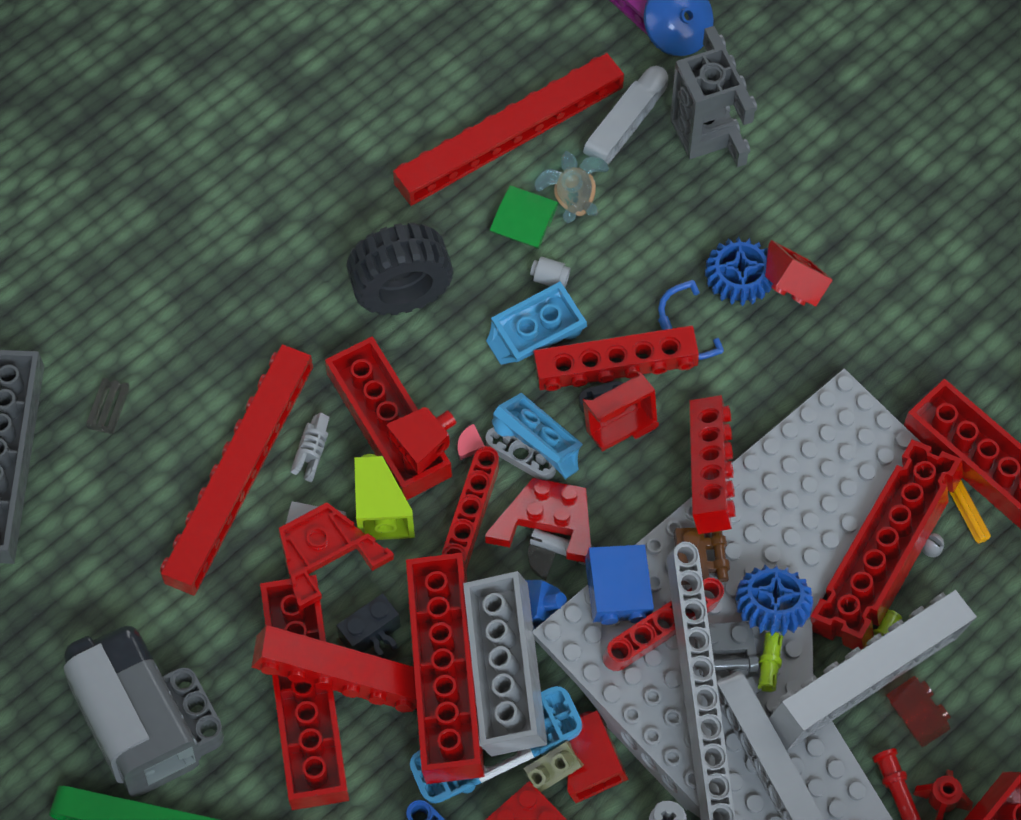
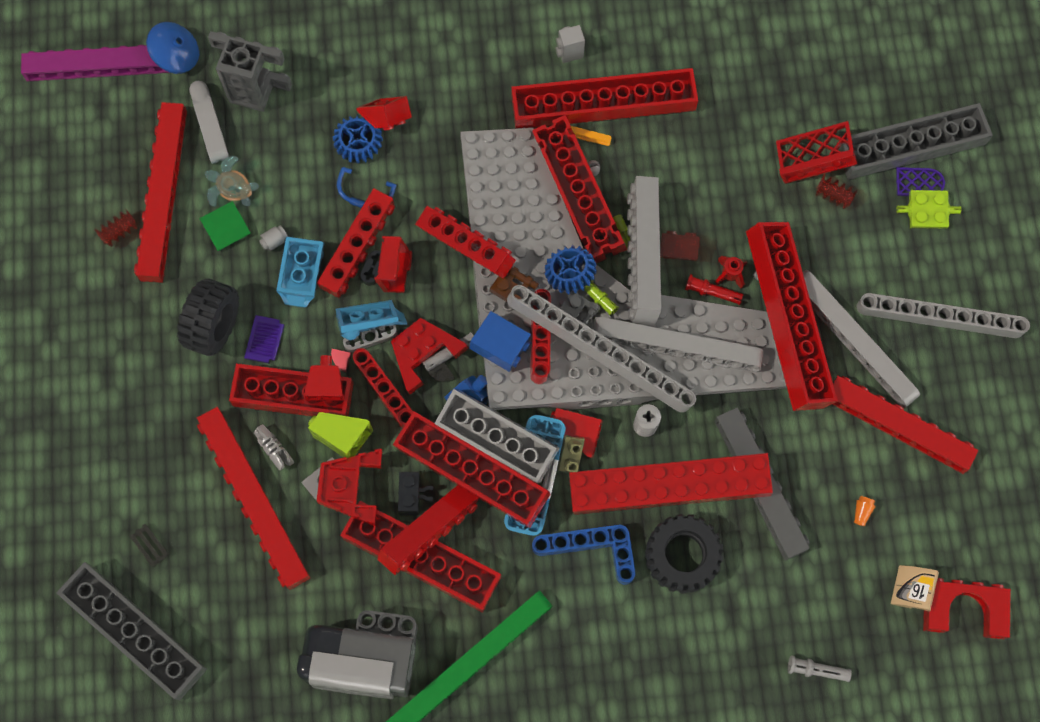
camera: 55 degrees left, 10 degrees up
(428, 350) = (264, 339): none -> dark purple window
(431, 118) = (117, 228): none -> clear red piece

